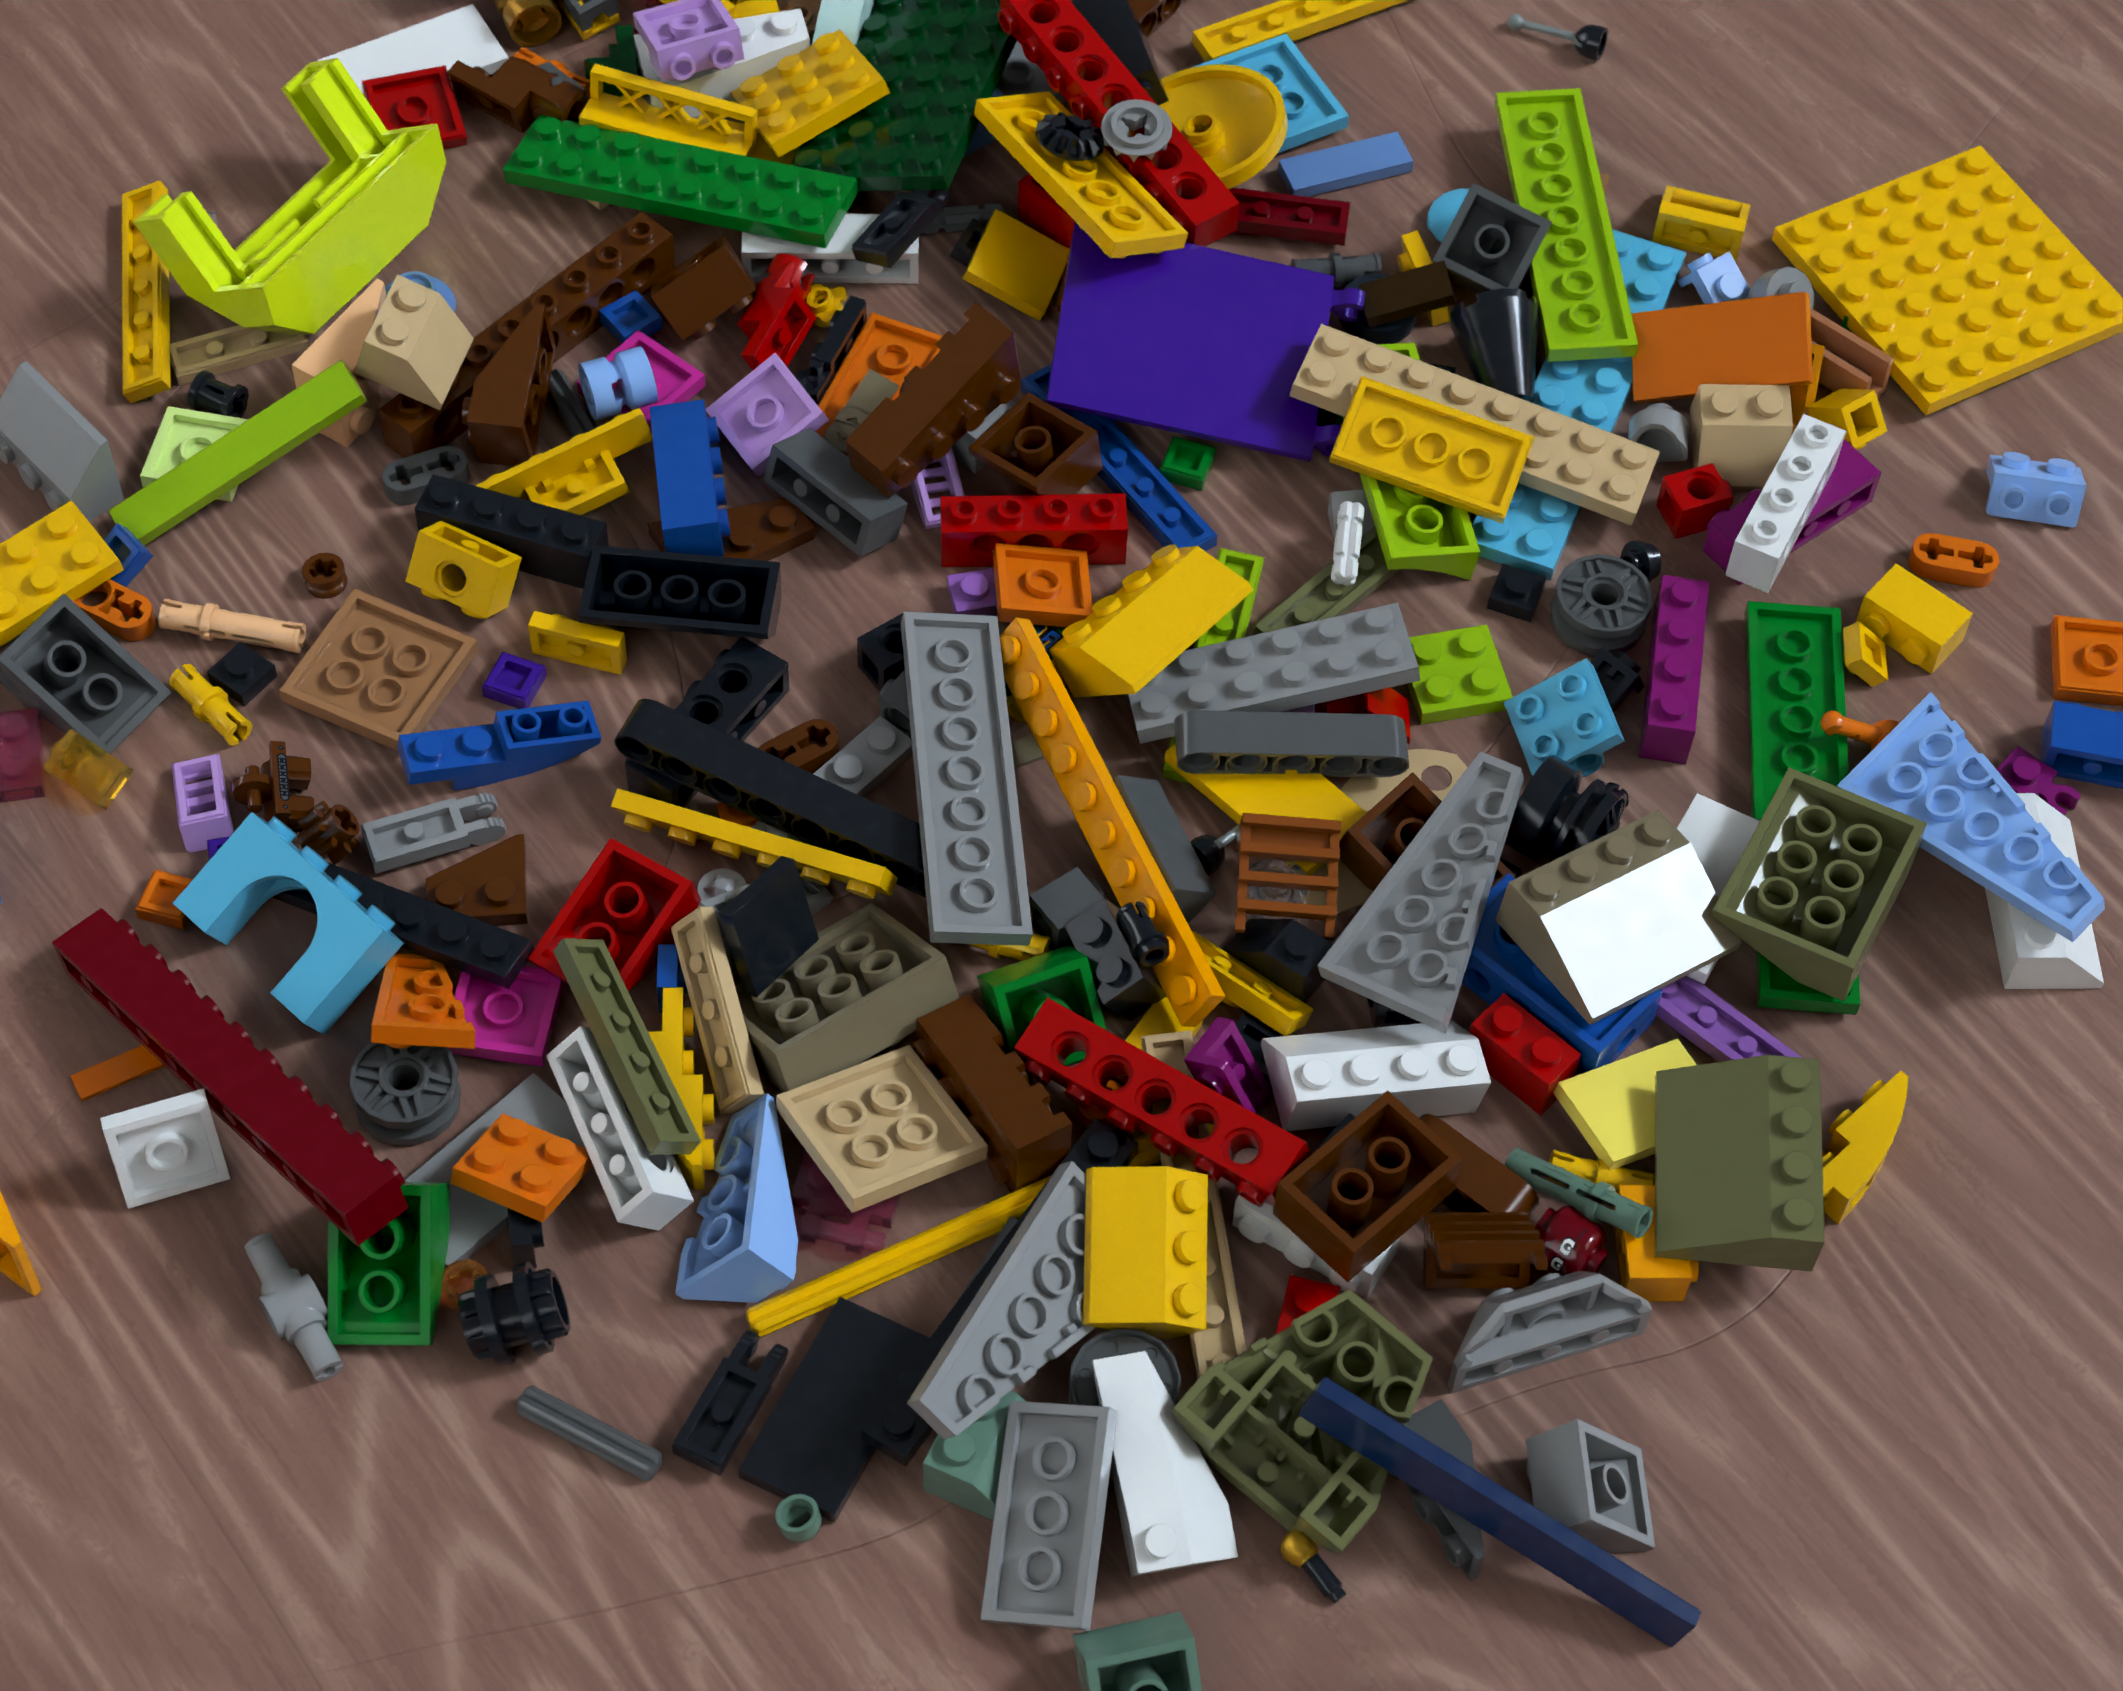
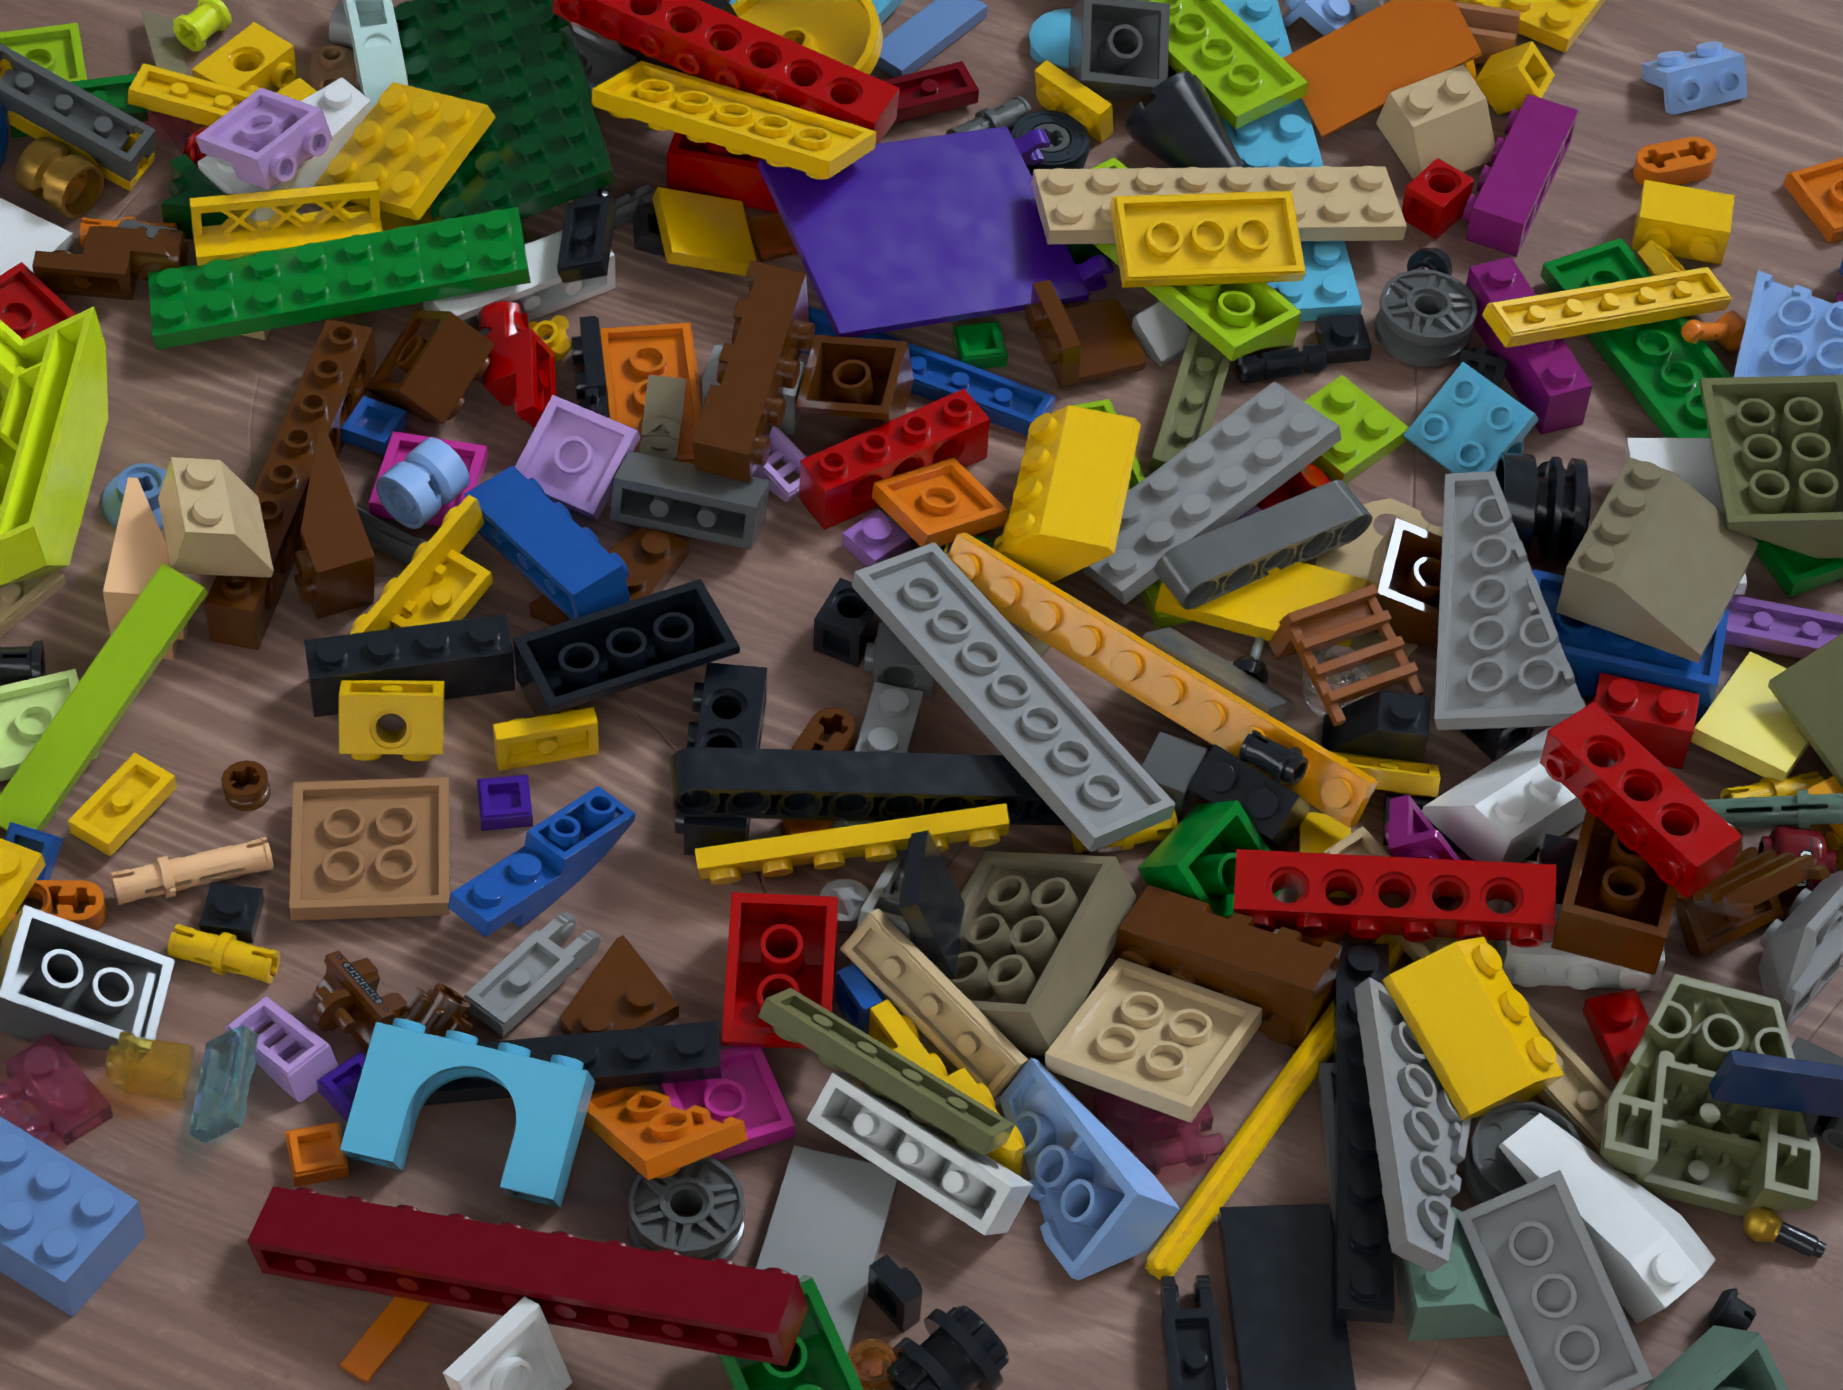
camera: 30 degrees left, 5 degrees down
(144, 799) = (224, 1084): none -> clear light blue plate
(218, 547) = (122, 804): none -> yellow plate
(419, 469) = (274, 648): dark grey beam -> none
(521, 1167) = (861, 1229): orange plate -> none
(1070, 137) = (707, 88): black gear -> none
(1132, 115) = (753, 47): light grey gear -> none
(1212, 1609) = (1731, 1311): none -> black piece
(1277, 495) = (1082, 340): none -> reddish brown bracket
(1347, 543) = (1184, 352): white axle -> none
(1406, 1046) = (1640, 800): none -> red brick
(1407, 294) = (1080, 116): dark brown tile -> none
(1442, 590) = (1281, 363): none -> black axle
(1662, 430) = (1372, 147): light grey piece -> none
(1765, 665) = (1606, 307): none -> yellow tile
(1785, 503) = (1532, 163): white brick -> none

